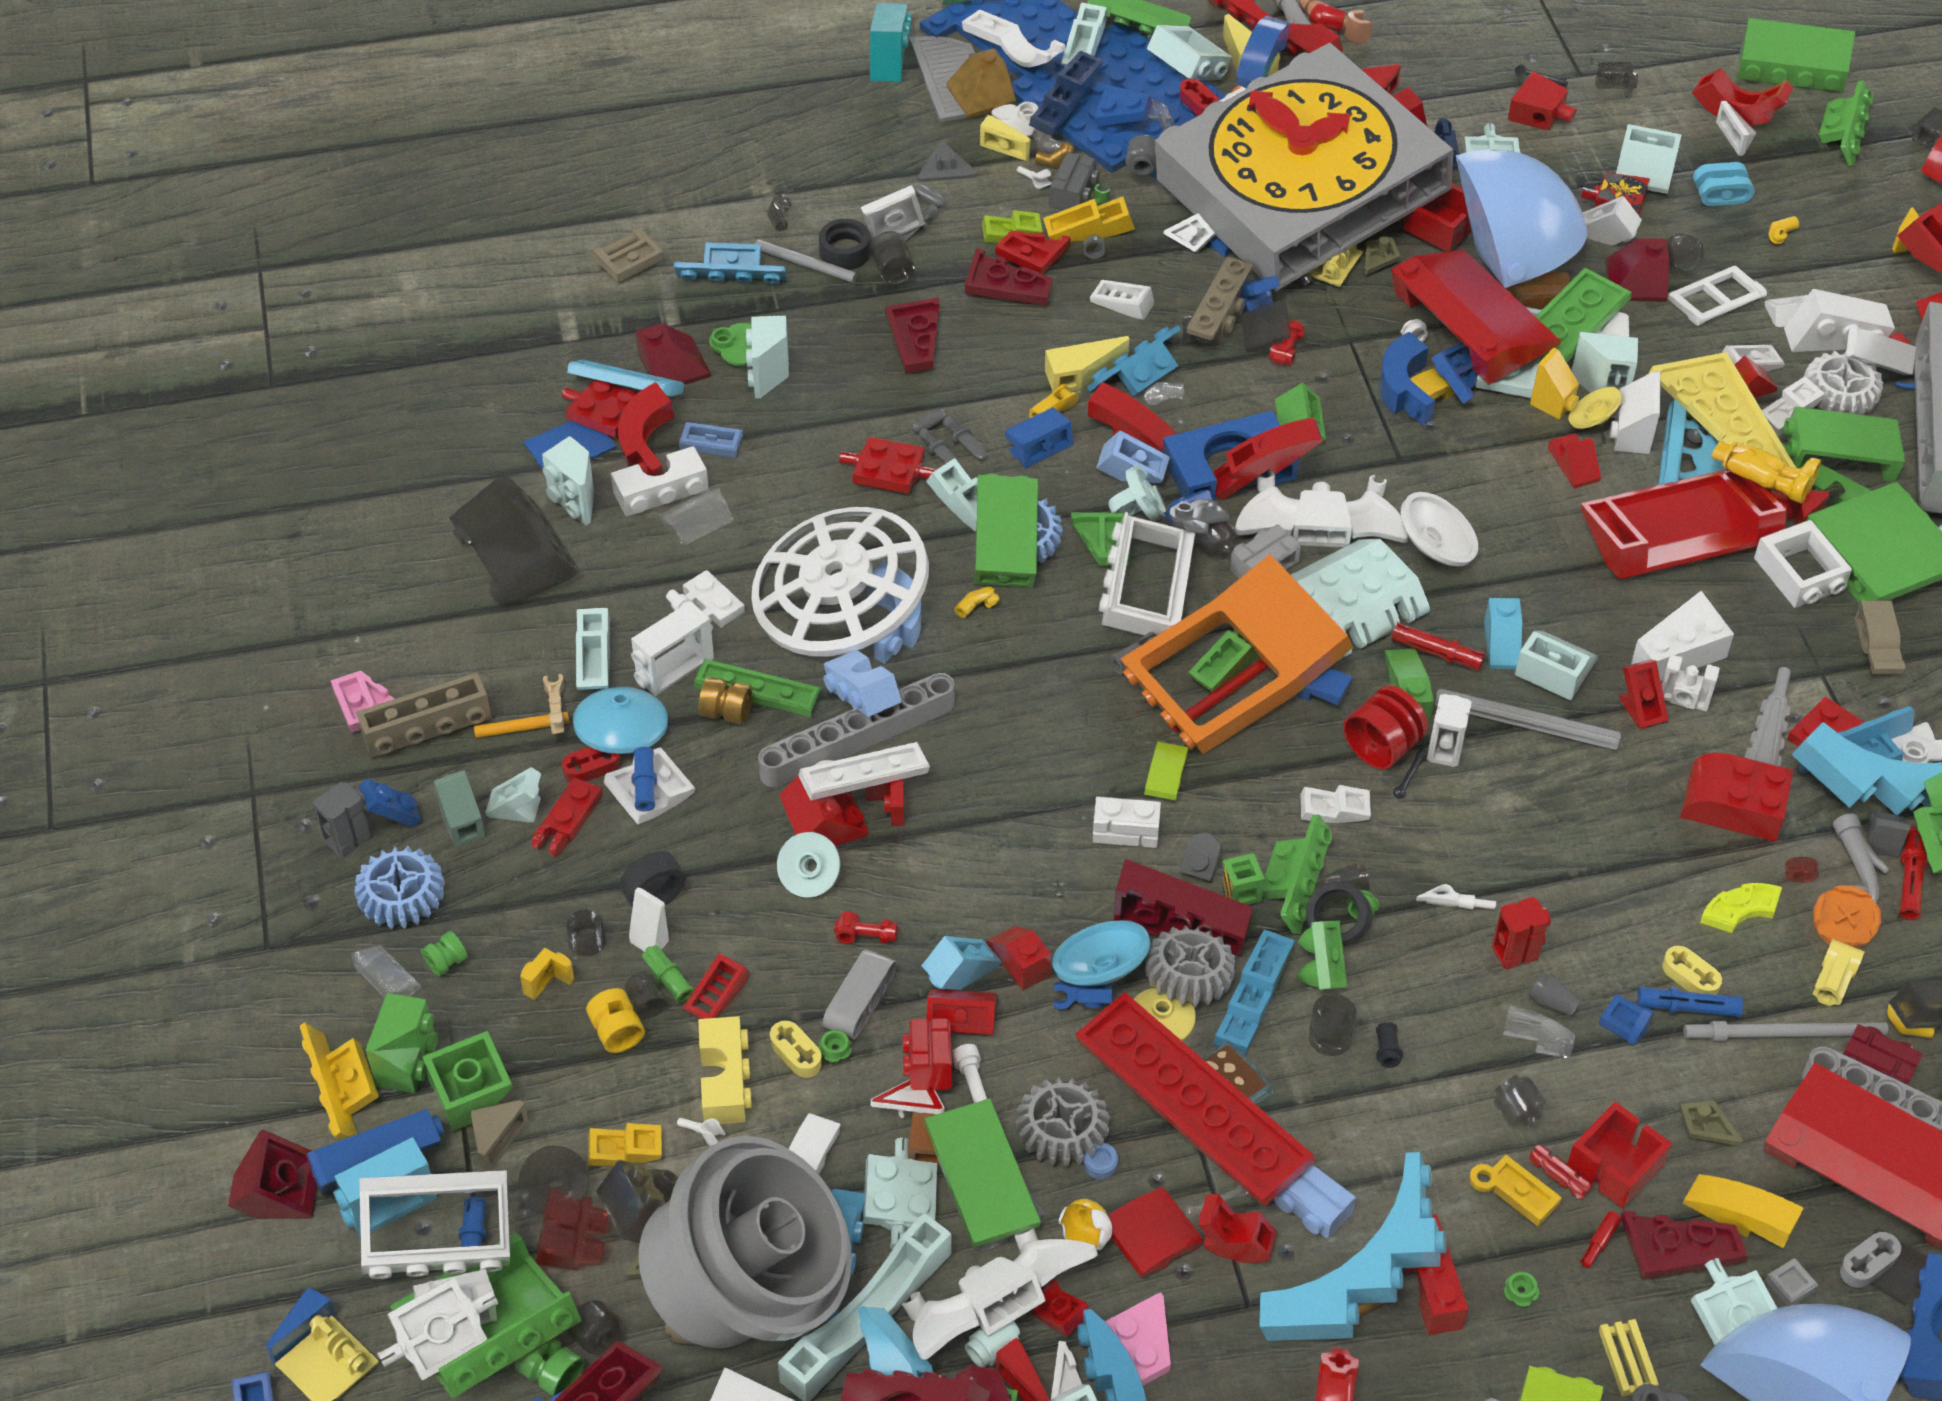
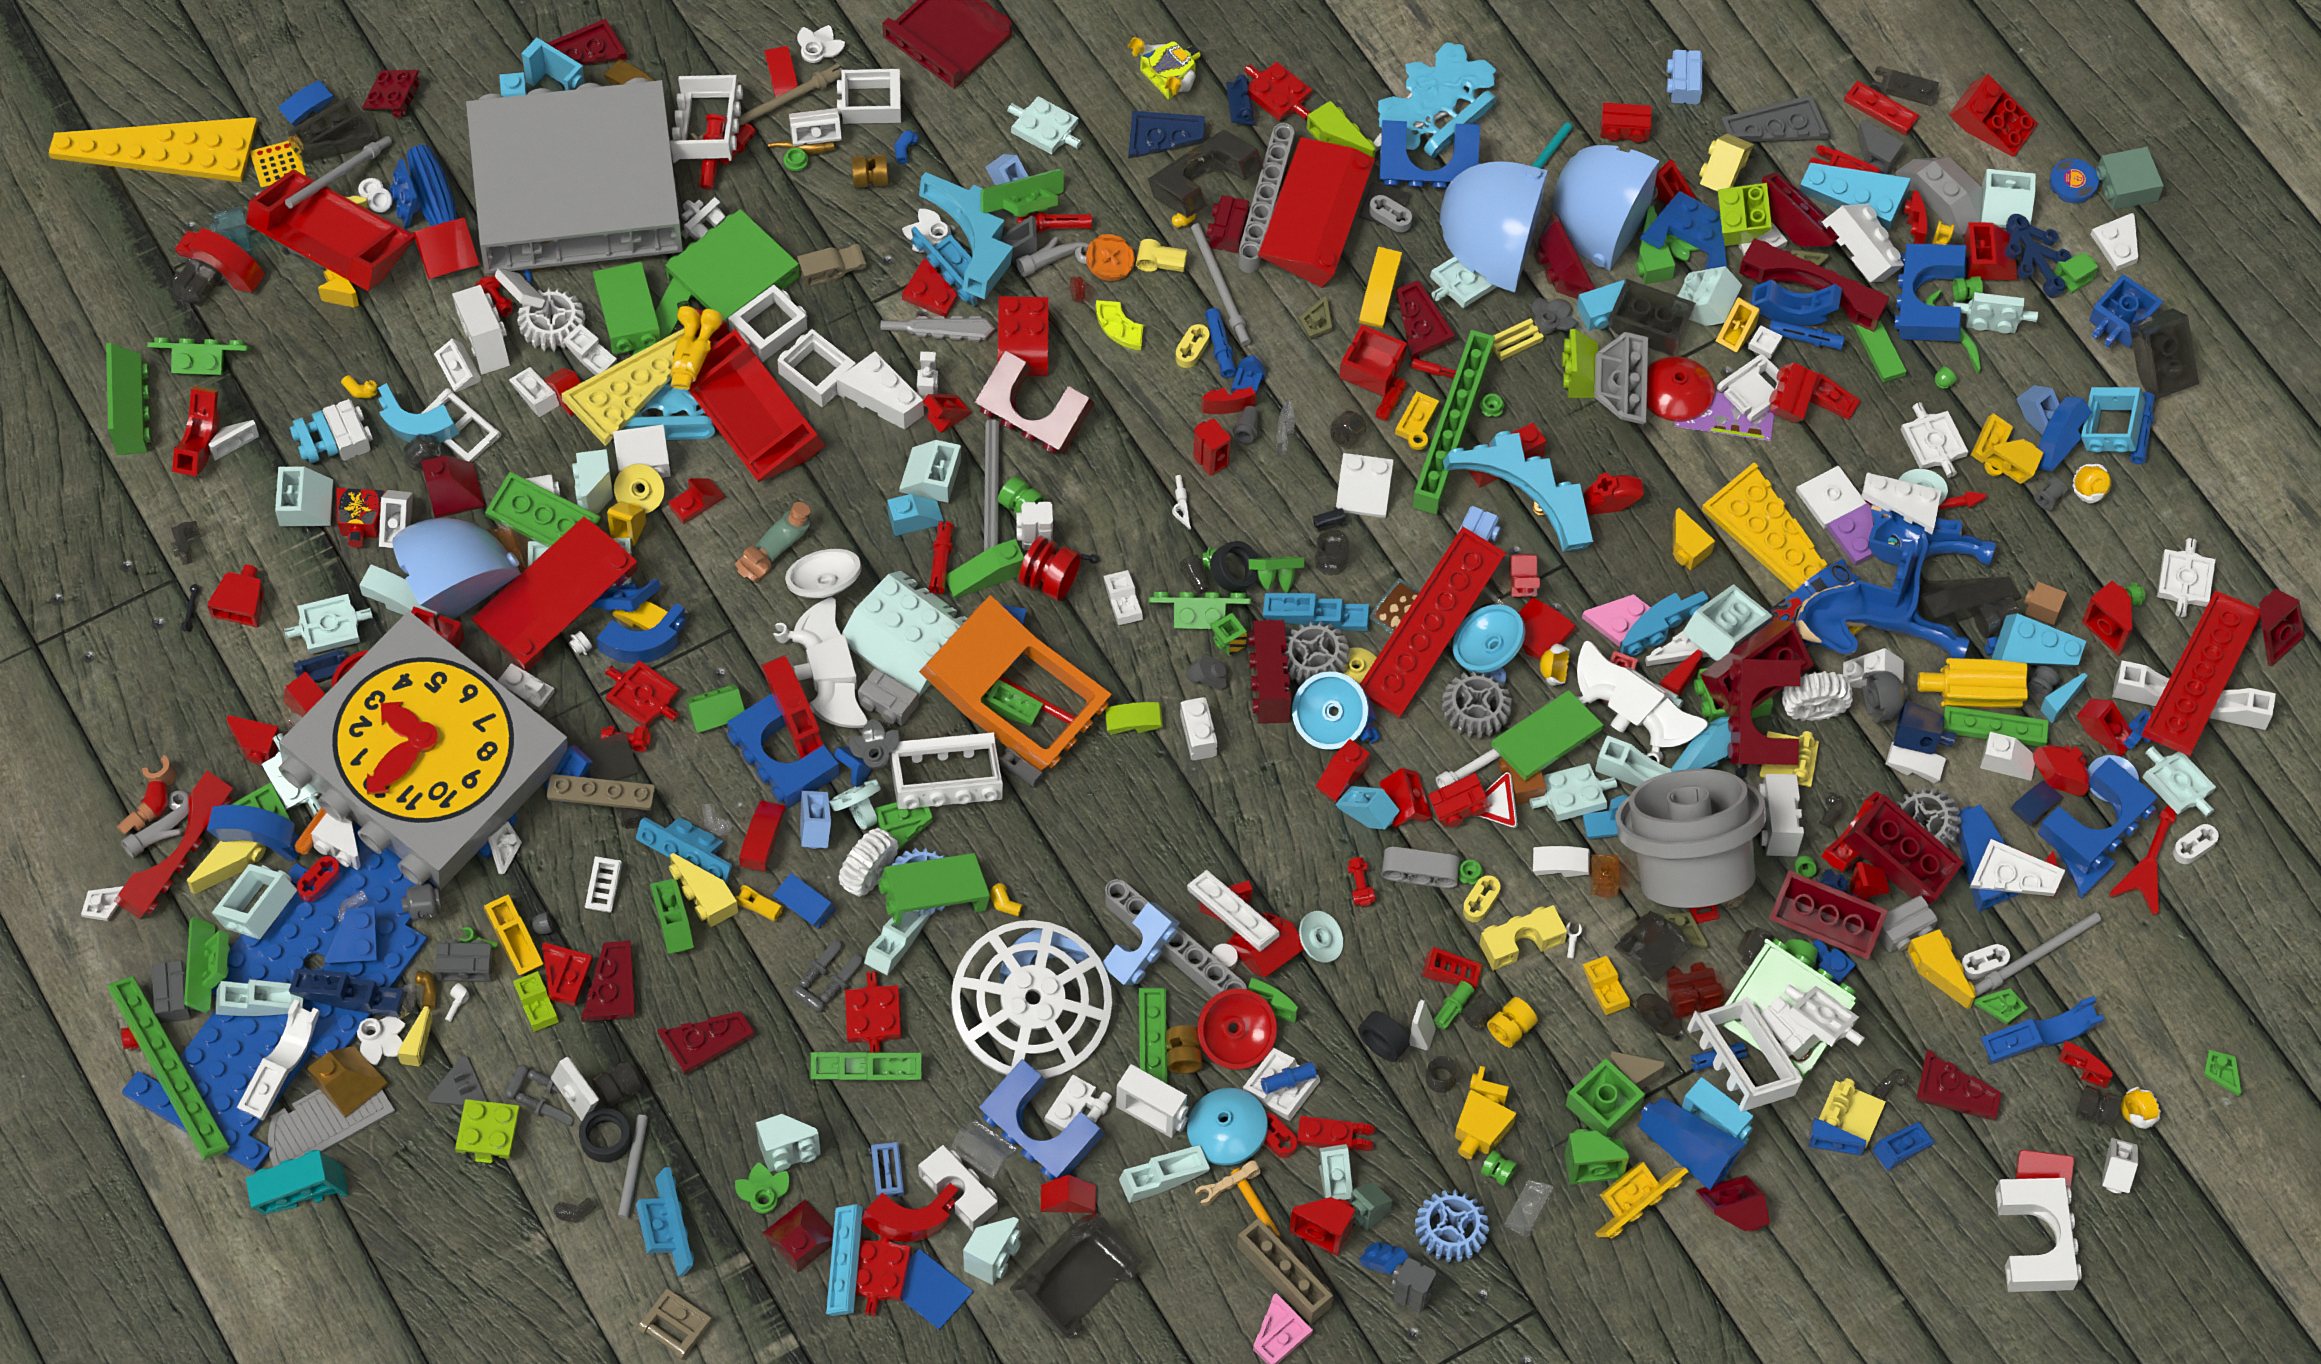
camera: 110 degrees left, 10 degrees up
(453, 751) = (1324, 1223): none -> red slope
(503, 951) = (1482, 1125): none -> yellow torso
(607, 571) = (1068, 1195): none -> red slope
(723, 535) = (1006, 1109): none -> arch
(724, 747) = (1254, 1030): none -> red dish
(747, 803) = (1279, 1002): none -> bright green slope
(830, 440) = (865, 1065): none -> bright green slope
(885, 165) = (487, 1129): none -> lime piece
(1052, 329) = (672, 916): none -> bright green slope
(1058, 479) = (867, 861): none -> white gear
(1147, 1156) = (1489, 638): none -> medium azure dish
(1336, 365) = (642, 694): none -> red plate
(1372, 287) = (526, 687): none -> white hinge
(1427, 1095) = (1364, 485): none -> white slope
(1497, 732) = (1017, 492): none -> bright green wheel
(1502, 512) = (777, 539): none -> piece
(1508, 1227) = (1453, 420): none -> bright green brick
(1593, 989) = (1221, 403): none -> red slope
(1643, 745) = (1055, 430): none -> arch
(1725, 248) = (407, 425): none -> medium azure arch
(1727, 207) = (347, 429): none -> white brick
(1747, 573) = (804, 345): none -> white window
(1791, 1282) = (1421, 257): light grey tile -> none

